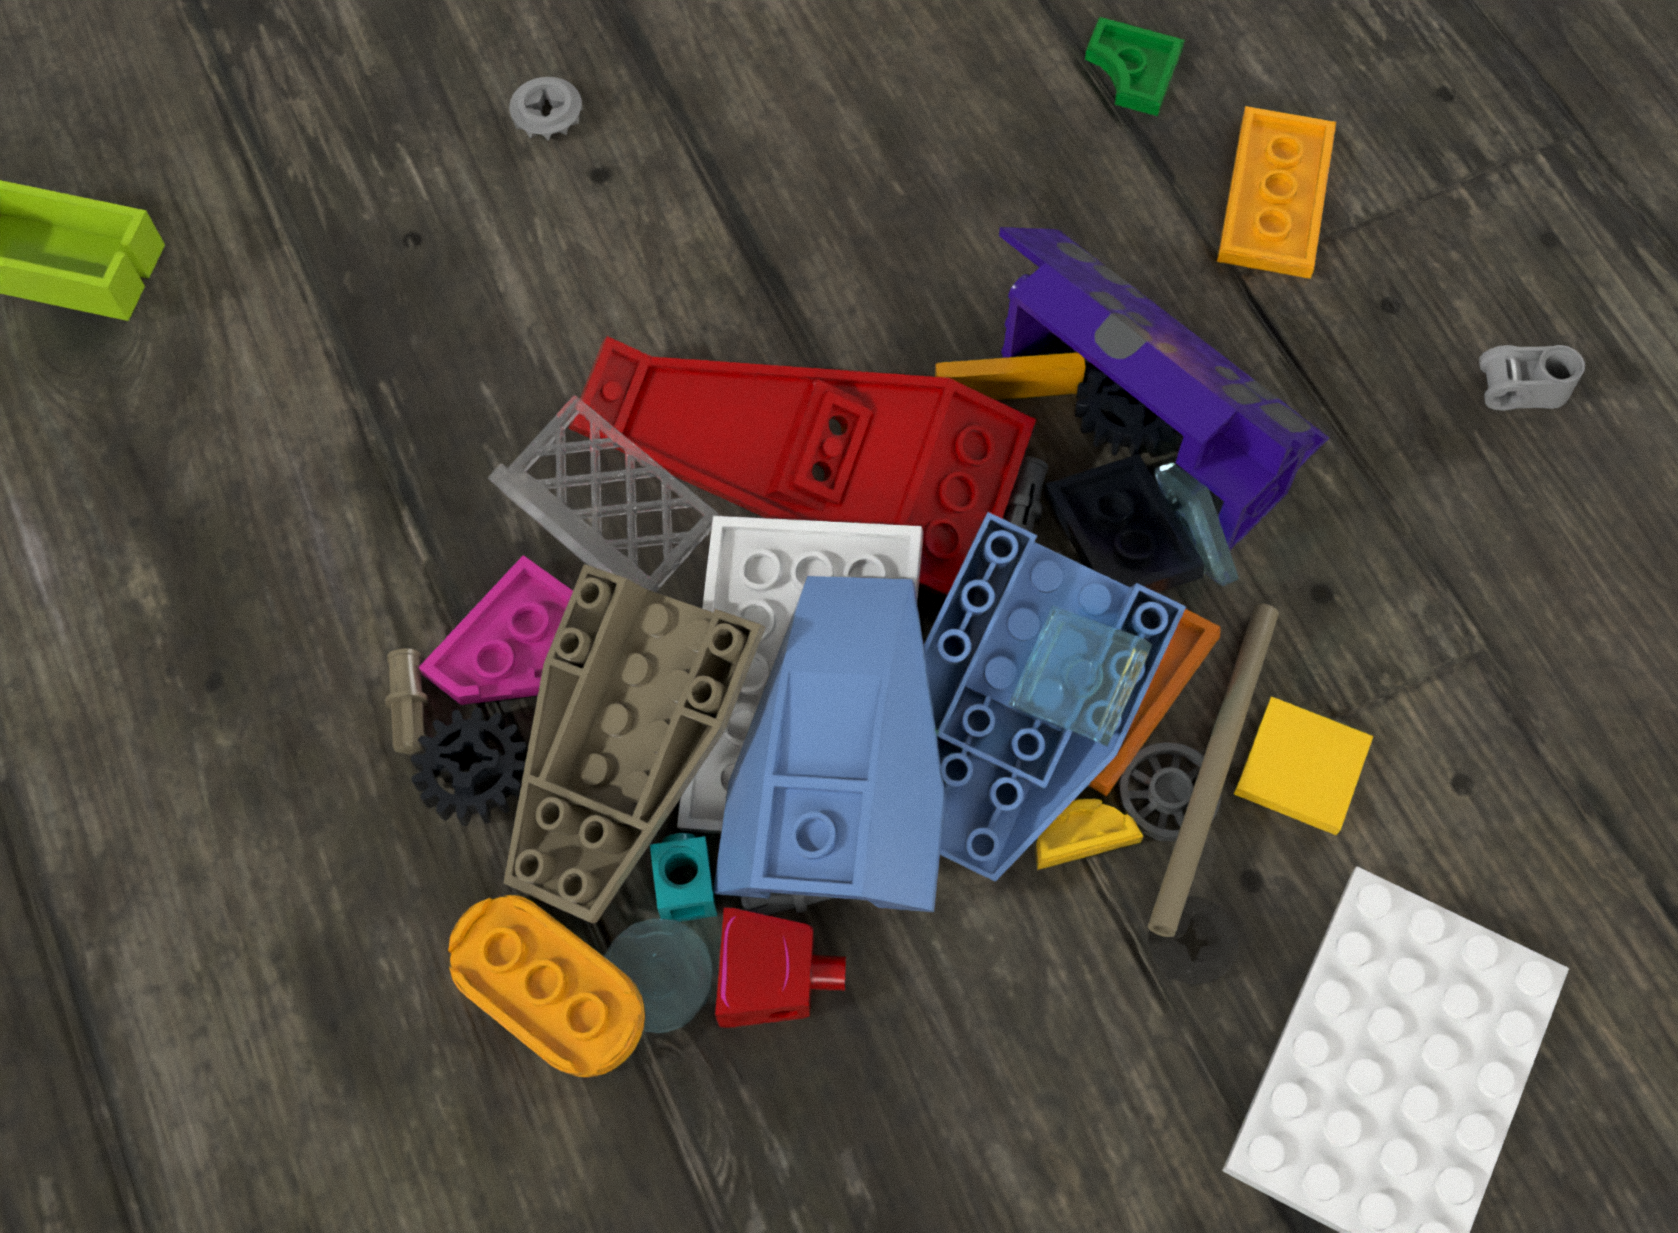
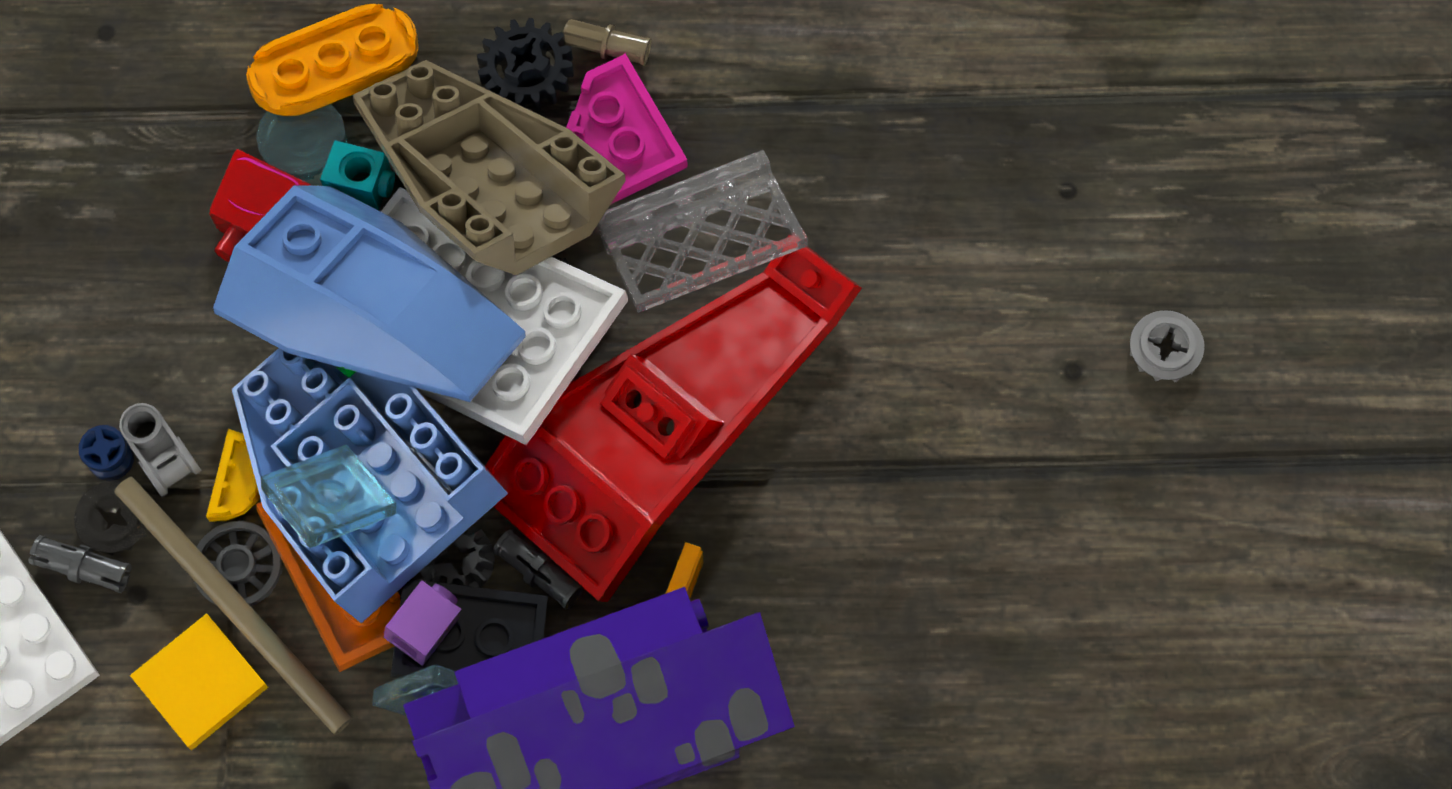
camera: 115 degrees right, 5 degrees up
(1100, 921) = (159, 454): none -> light grey piece
(1137, 974) = (98, 445): none -> dark blue wheel
(1146, 545) = (423, 621): none -> medium lavender brick
(1261, 944) = (80, 564): none -> dark grey pin

